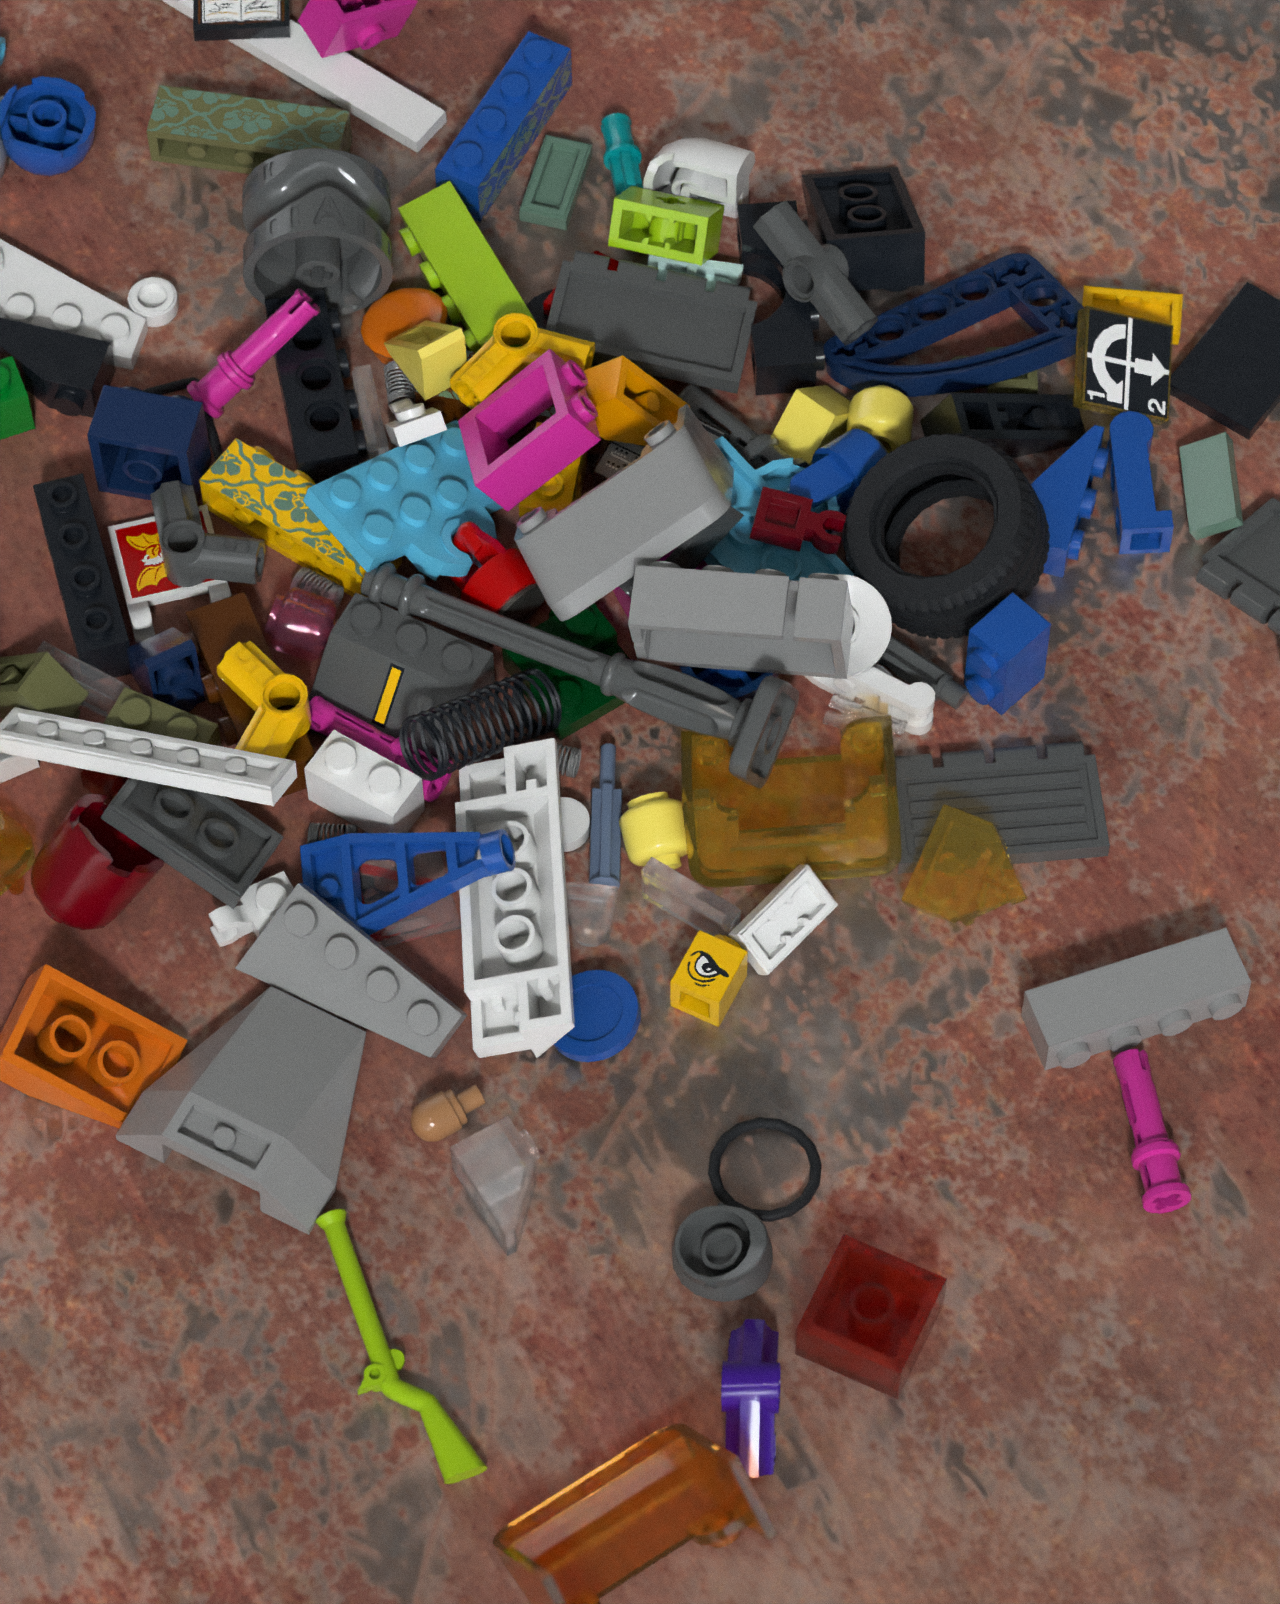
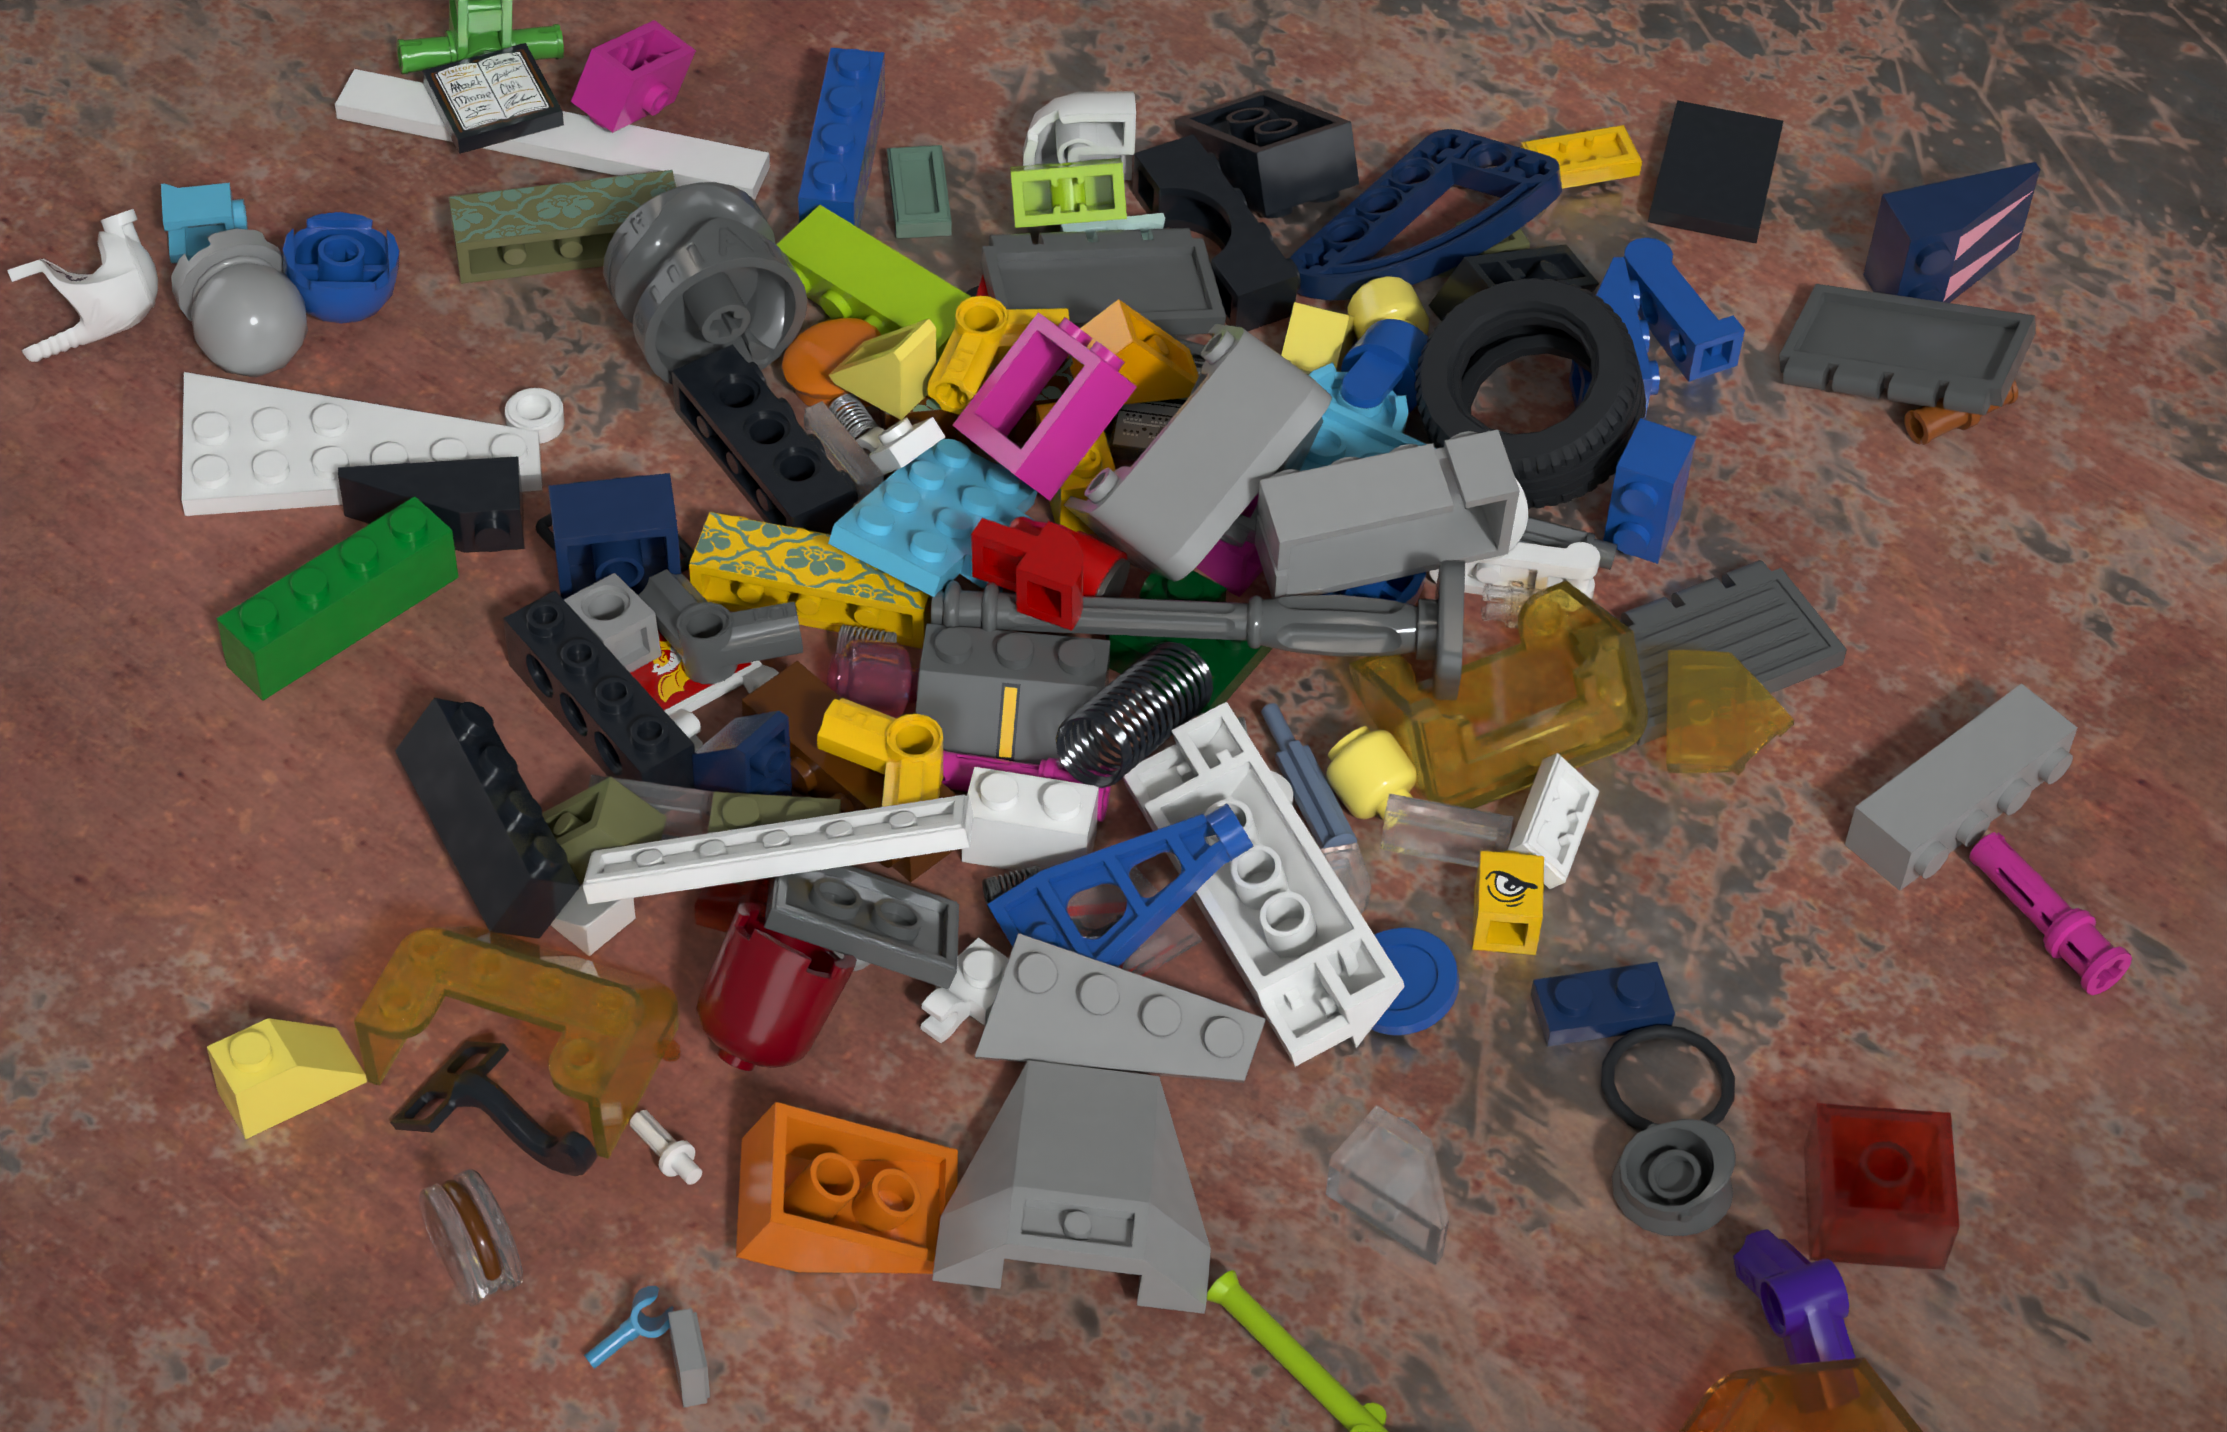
camera: 25 degrees left, 10 degrees down
(121, 515) = (619, 620): none -> light grey brick
(237, 368) = (674, 446): dark pink pin -> none
(444, 1113) = (1291, 1133): medium nougat cylinder -> none
(450, 577) = (1039, 568): none -> red brick
(621, 153) = (978, 146): teal axle -> none
(745, 1086) = (1601, 1003): none -> dark blue plate
(787, 521) = (1369, 420): dark red plate -> none
(815, 273) = (1229, 171): dark grey piece -> none
(1122, 364) = (1606, 196): tile -> none
(1211, 486) = (1750, 289): sand green tile -> none

